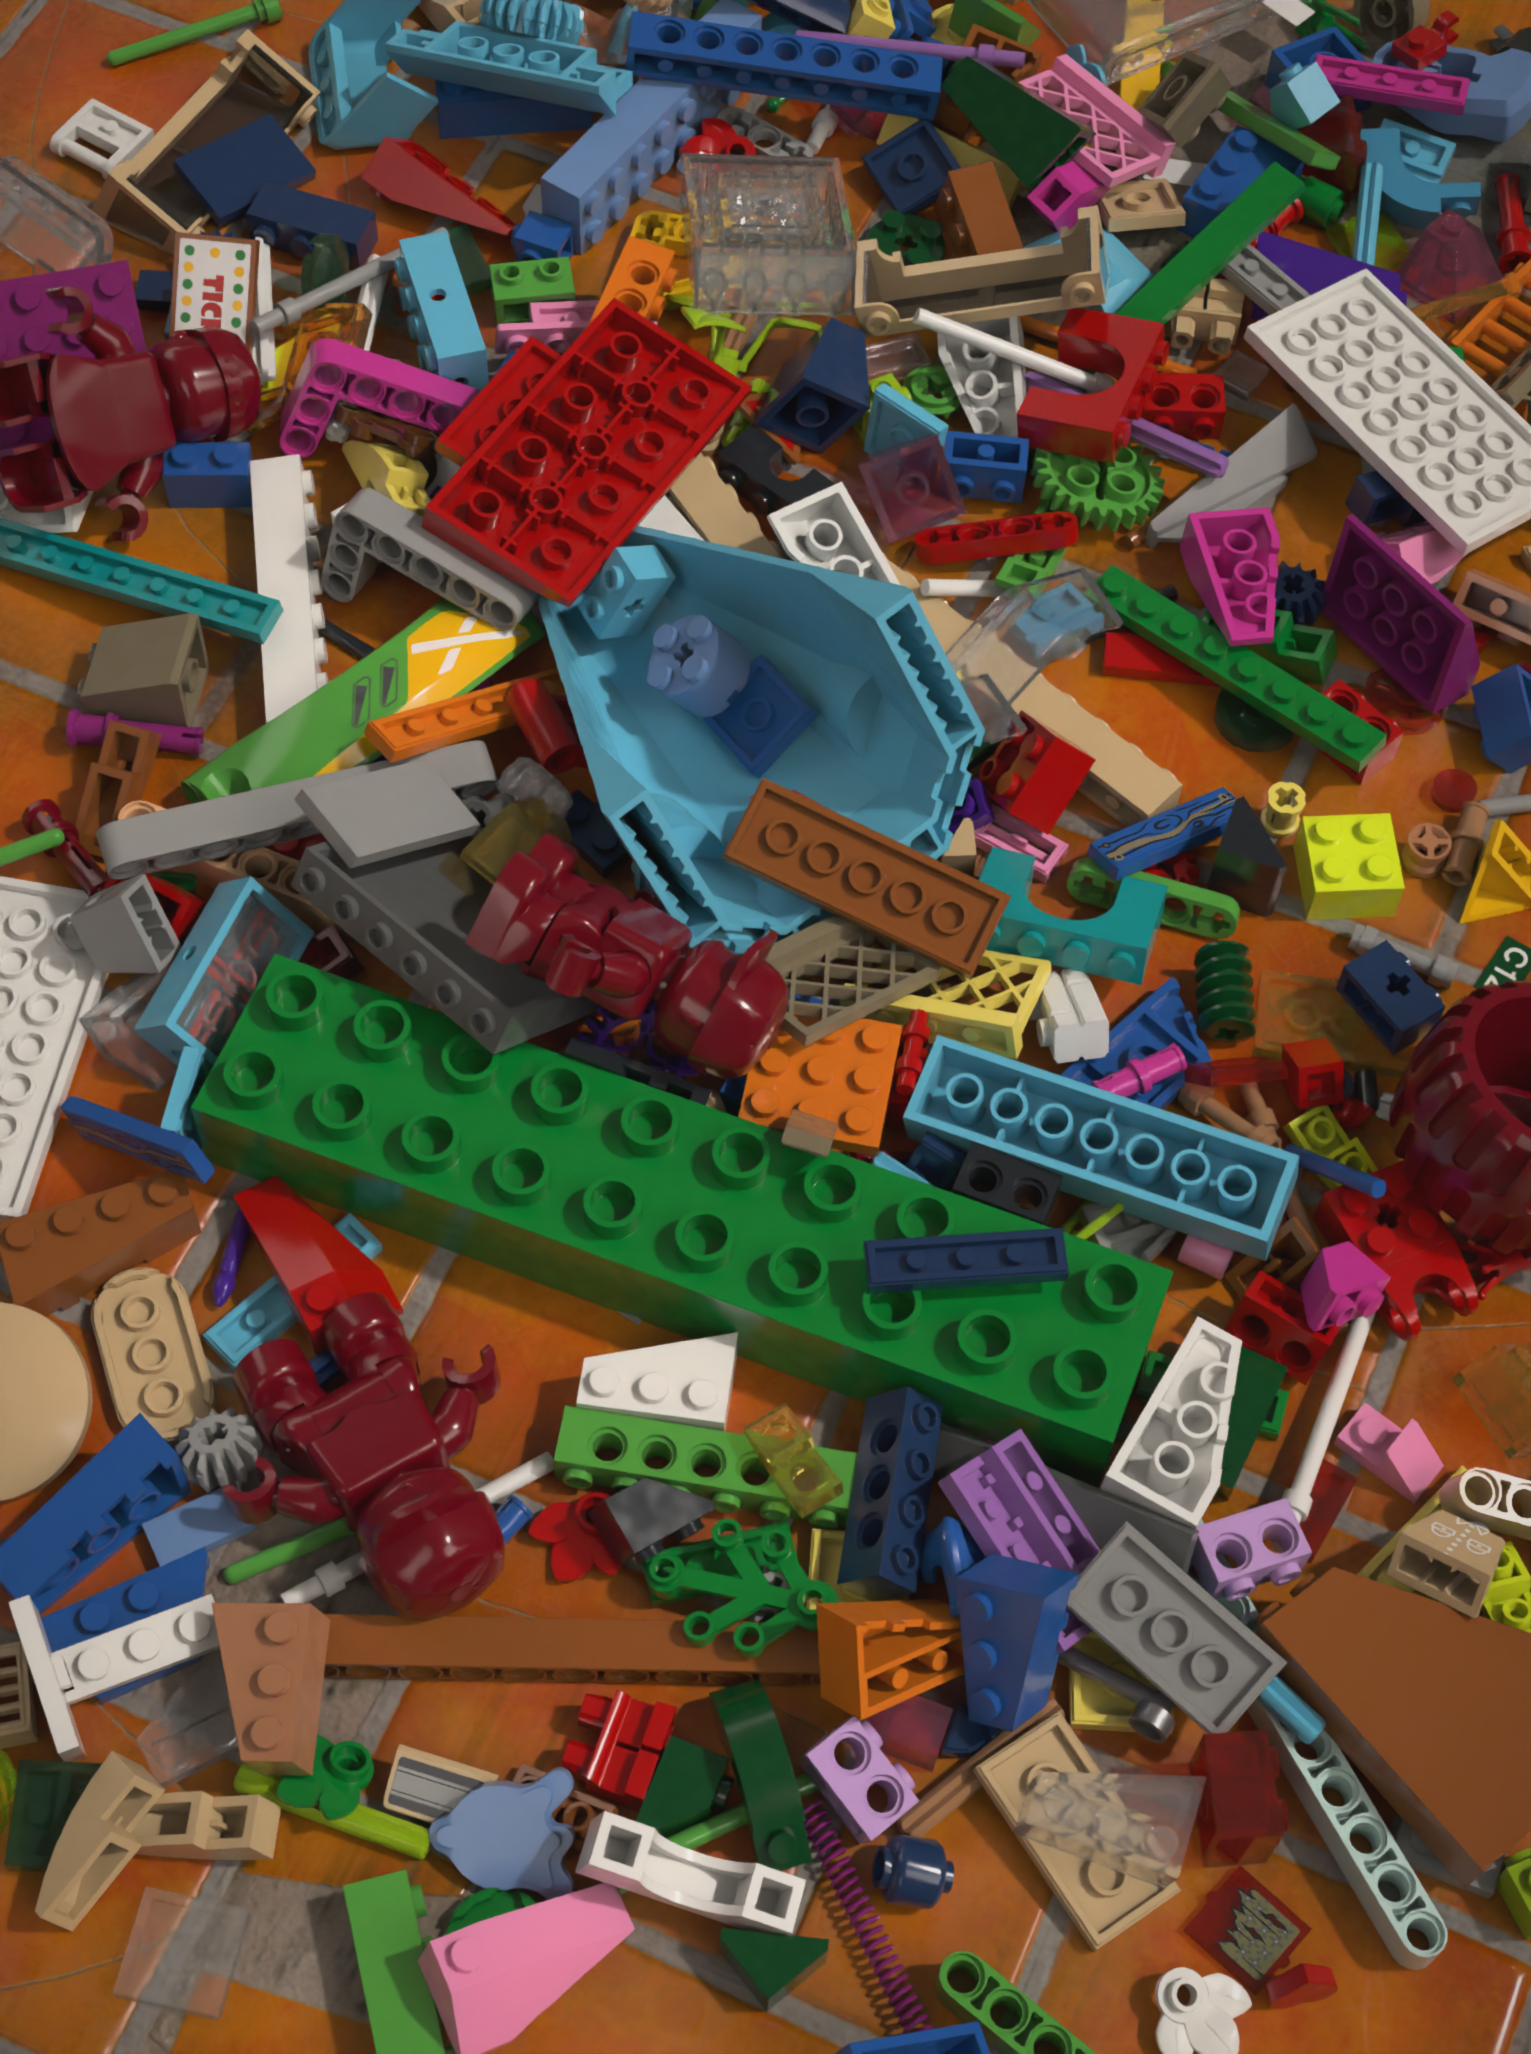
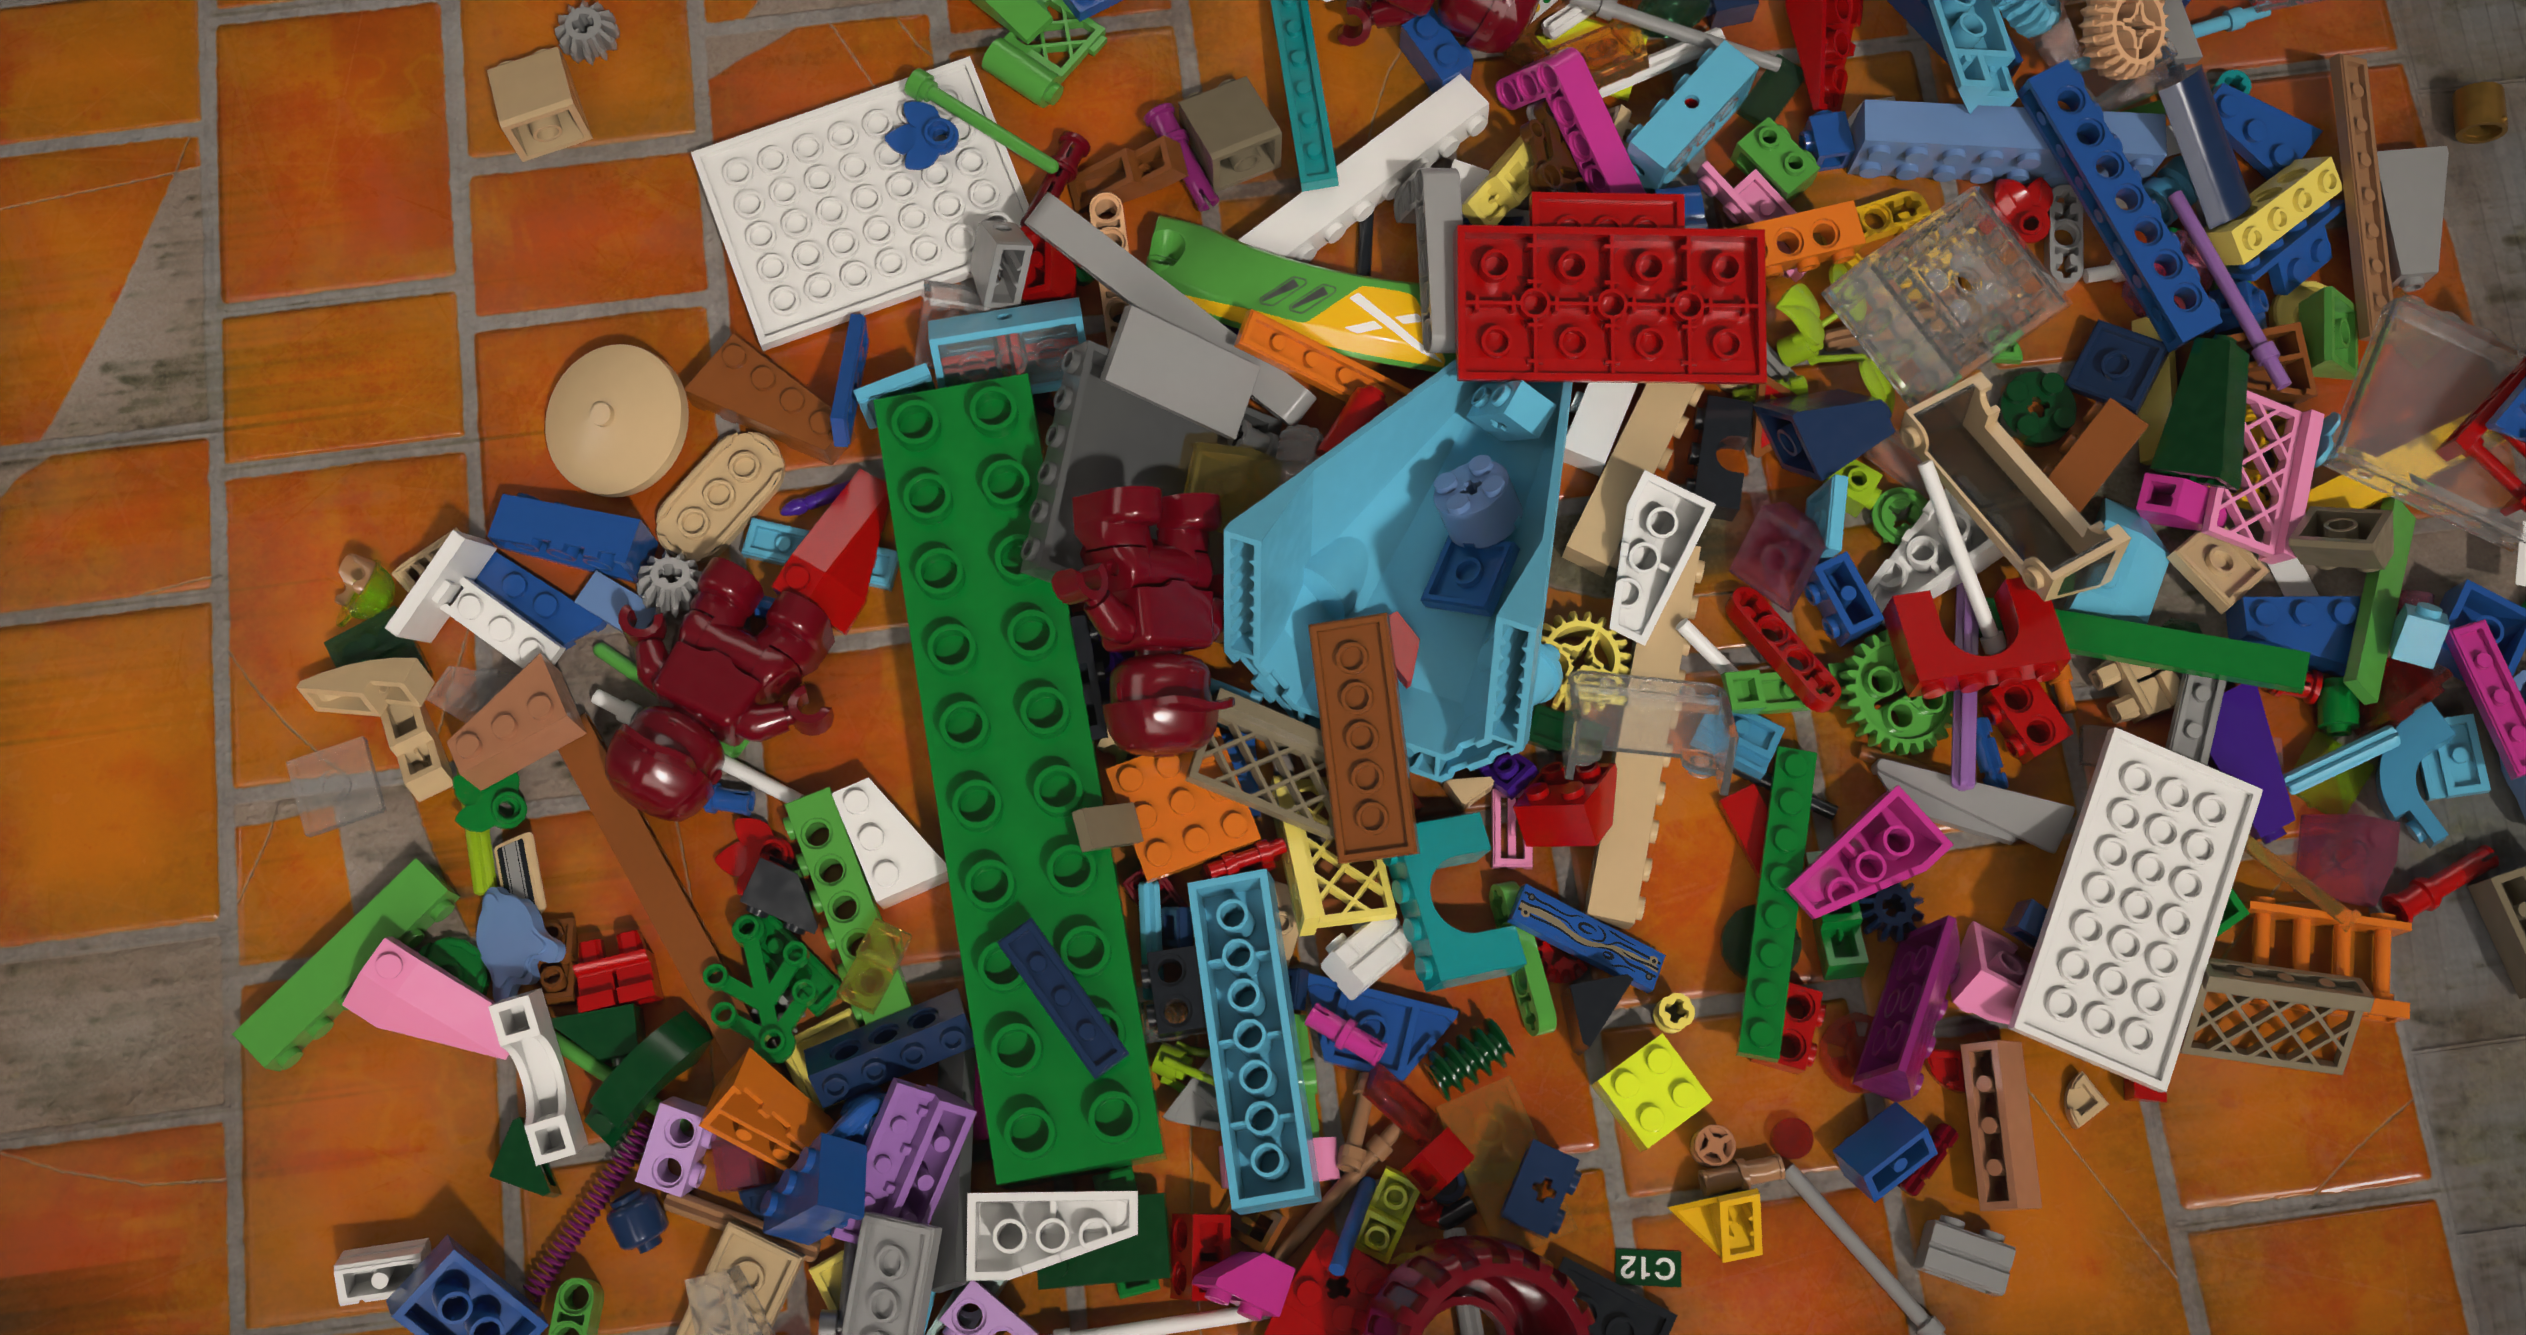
camera: 60 degrees right, 15 degrees up
(1440, 971) = (1606, 1215): light grey bar -> none

